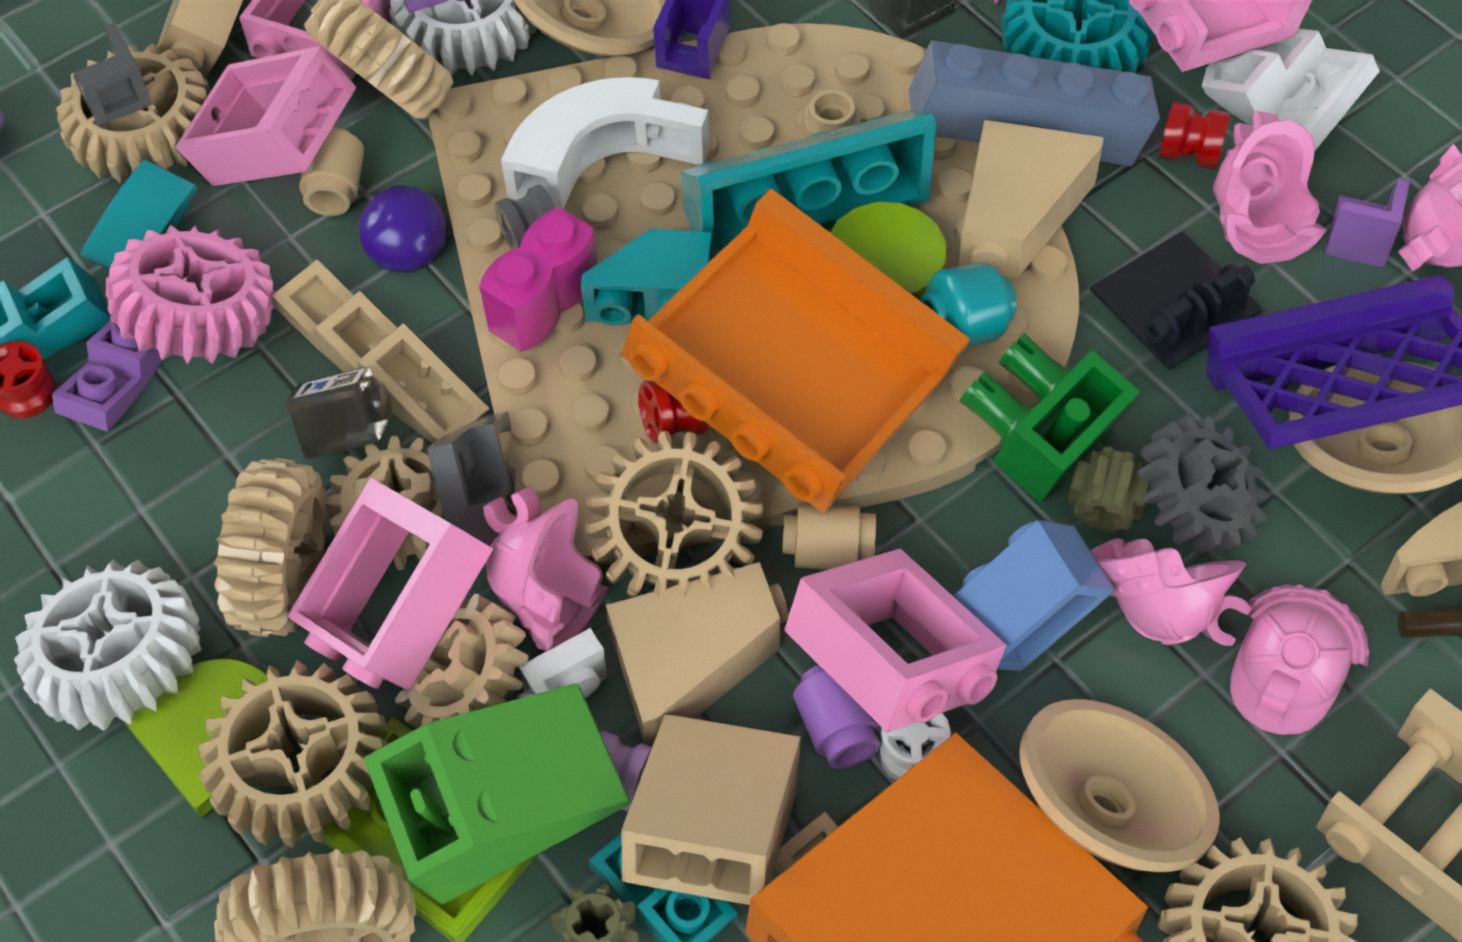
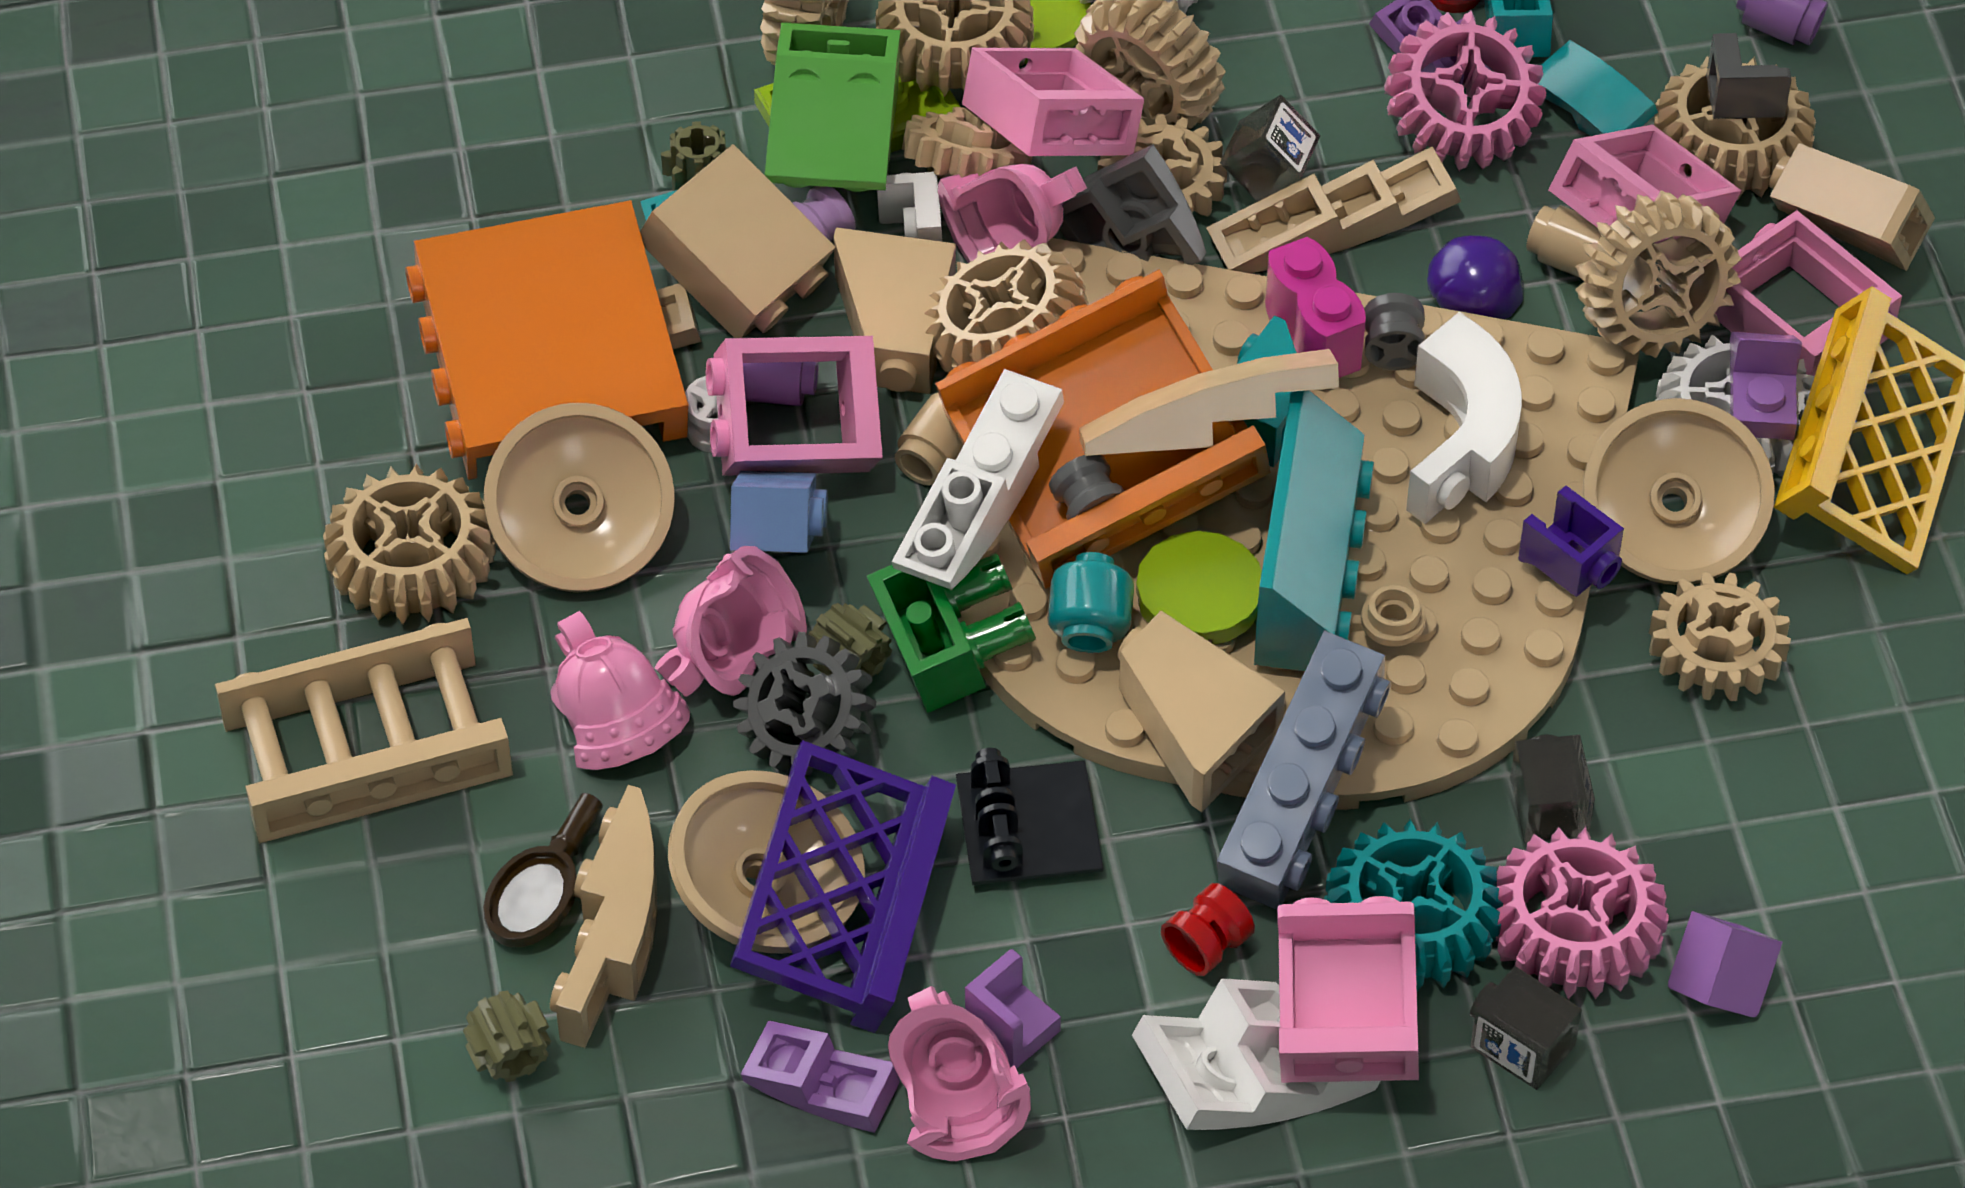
camera: 115 degrees right, 5 degrees down
(751, 247) = (1184, 411): none -> tan slope
(872, 331) = (1083, 484): none -> dark grey wheel
(936, 408) = (983, 484): none -> white slope
(1265, 190) = (1091, 929): bright pink helmet -> none

